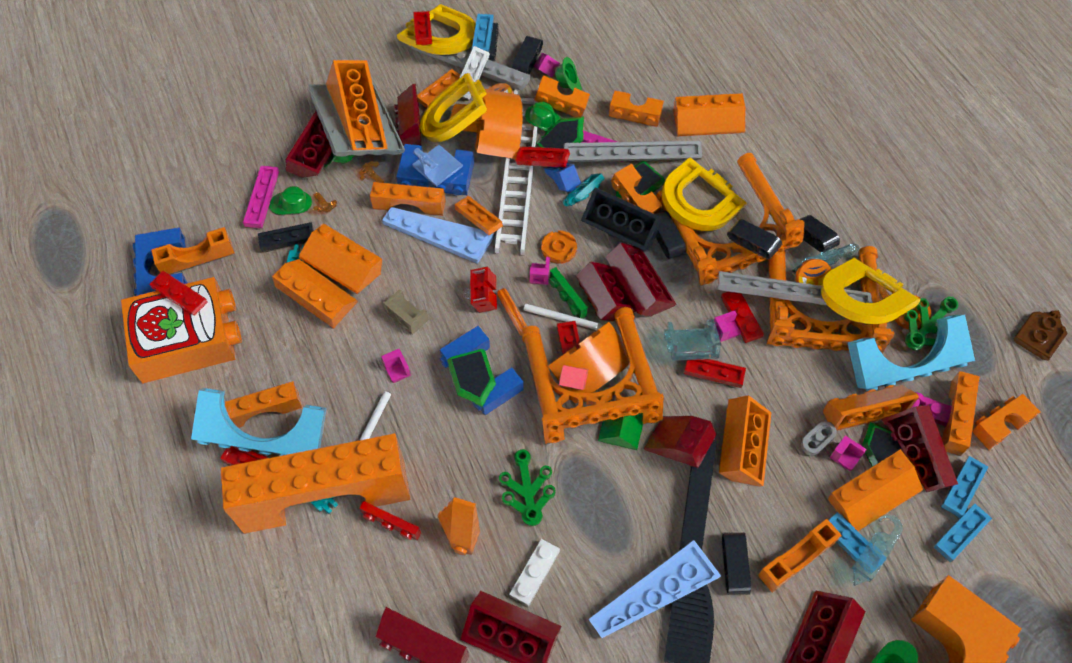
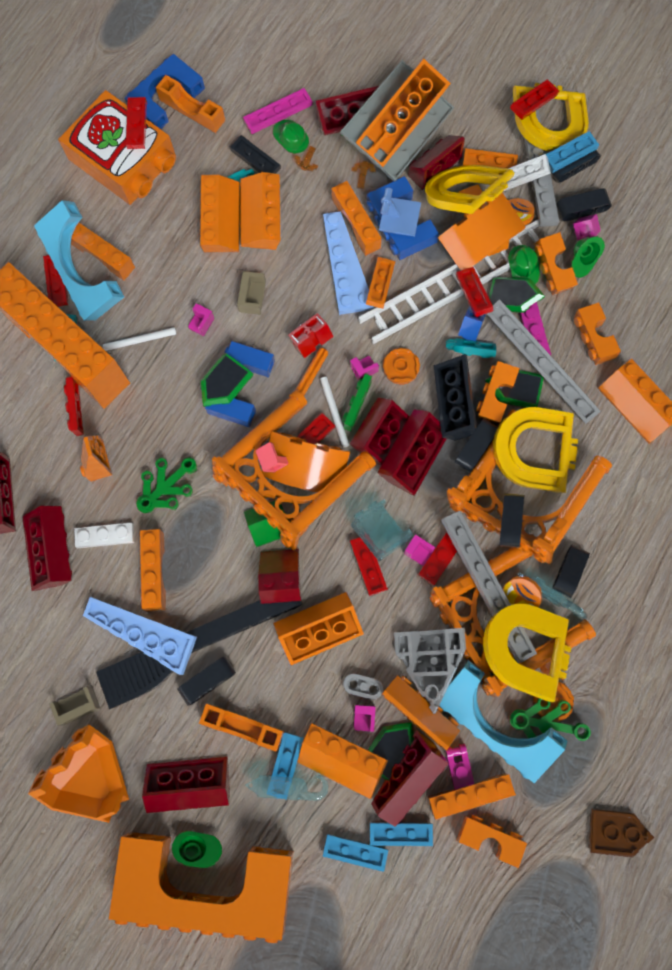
camera: 60 degrees right, 15 degrees up
(586, 535) = (152, 587): none -> orange arch
(831, 366) = (431, 659): none -> light grey wedge

